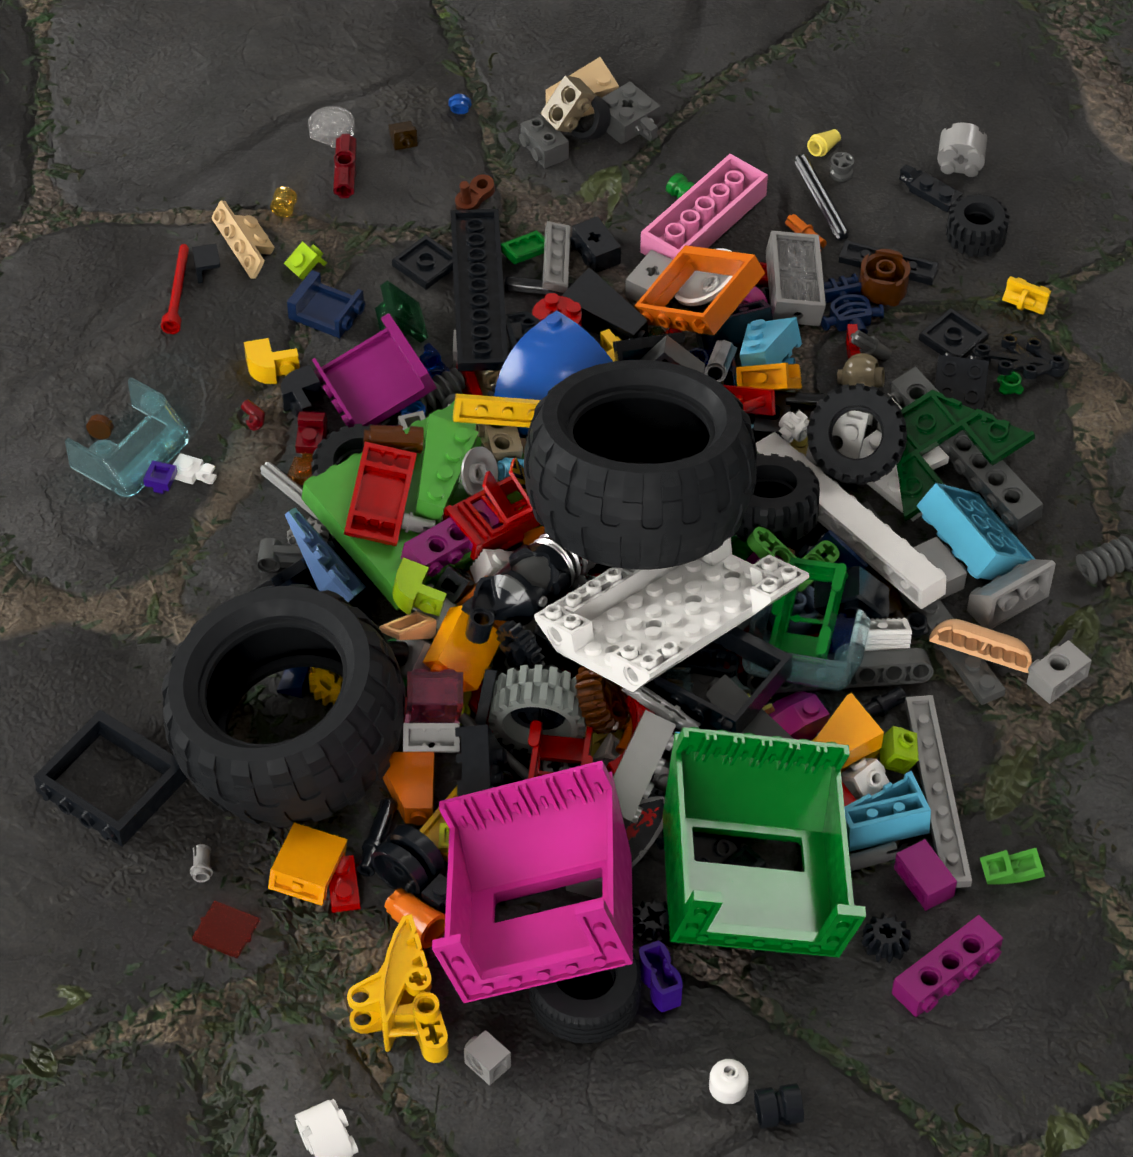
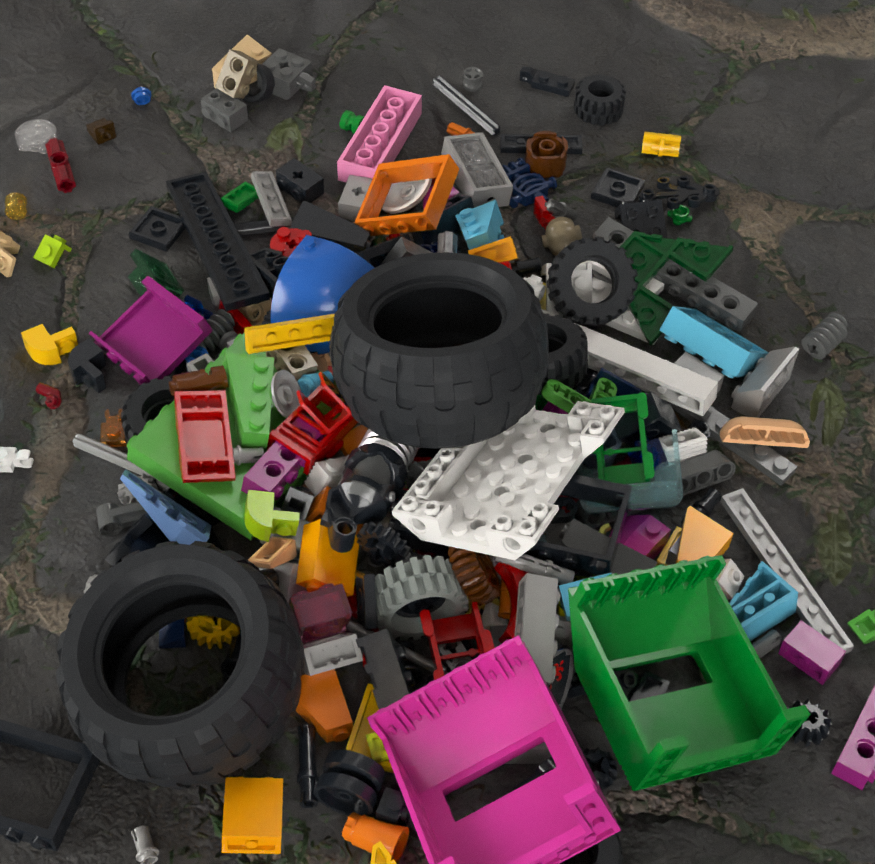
camera: 20 degrees left, 0 degrees up
(311, 431) = (110, 397): dark red brick -> none
(324, 306) = (82, 285): dark blue panel -> none
(344, 886) = (295, 828): red plate -> none
(474, 193) = (180, 162): copper piece -> none
(660, 976) = (637, 831): dark purple brick -> none
(823, 142) = (450, 64): light yellow cone -> none
(899, 750) = (742, 546): lime brick -> none
(962, 149) = (562, 45): light grey brick -> none
(1058, 671) = (832, 439): light grey brick -> none

